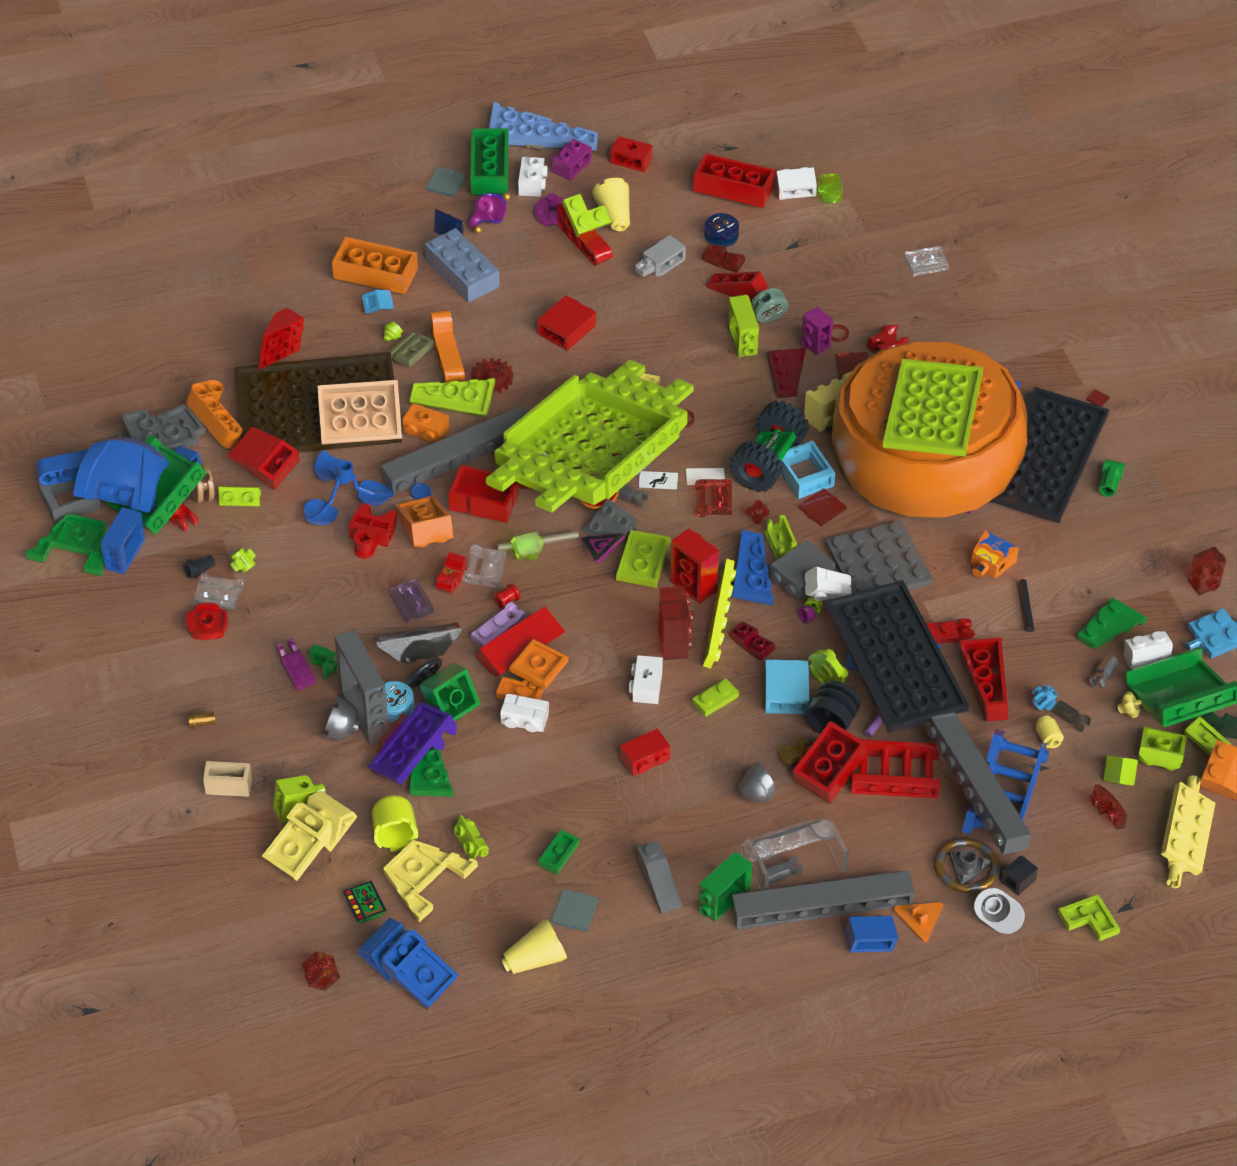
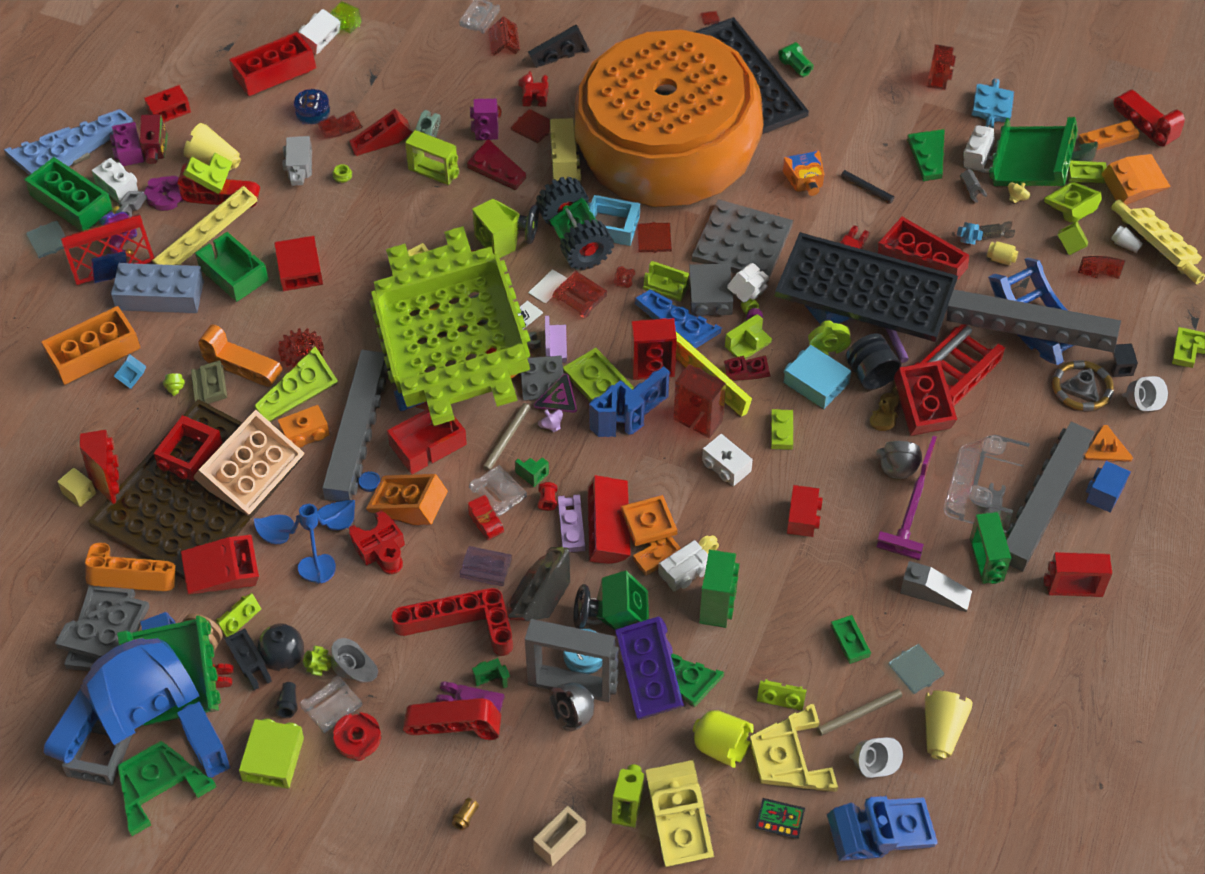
camera: 50 degrees left, 5 degrees up
(150, 585) = (271, 753): none -> lime brick
(211, 523) = (247, 657): none -> black hinge
(237, 532) = (281, 646): none -> black cylinder
(253, 342) = (76, 487): none -> light yellow panel
(259, 577) = (351, 661): none -> flat silver piece
(268, 663) = (454, 716): none -> red beam
(335, 361) = (195, 430): none -> red window
(371, 616) = (459, 615): none -> red beam
(391, 732) = (627, 676): clear red piece -> none
(466, 926) = (877, 756): none -> light grey piece
(473, 201) = (101, 232): none -> red fence
(505, 898) = (859, 712): none -> dark tan bar
(512, 737) = (719, 588): none -> green piece
(519, 294) = (234, 268): none -> green piece
(521, 199) = (131, 202): none -> flat silver plate
(521, 574) = (532, 471): none -> green panel
(527, 546) = (511, 446): clear neon green brick -> none
(540, 253) = (207, 228): none -> light yellow tile
(557, 715) = (709, 543): none -> light yellow plate
(576, 555) = (551, 420): none -> lavender piece
(588, 167) = (153, 144): none -> dark red torso
(620, 582) = (633, 403): none -> blue piece
(652, 510) = (555, 340): none -> lavender panel
(678, 290) = (342, 173): none -> lime plate
(721, 410) = (499, 226): none -> lime piece
(757, 958) = (1078, 574): none -> red window
(758, 801) = (900, 543): none -> magenta piece
(780, 622) = (747, 338): none -> lime panel
(905, 750) = (951, 345): none -> dark grey bar
(923, 289) = (504, 35): none -> clear red panel
(933, 407) = (688, 90): lime plate -> none
(952, 326) = (561, 45): none -> black wing
(1160, 805) = (1126, 239): none -> white cone

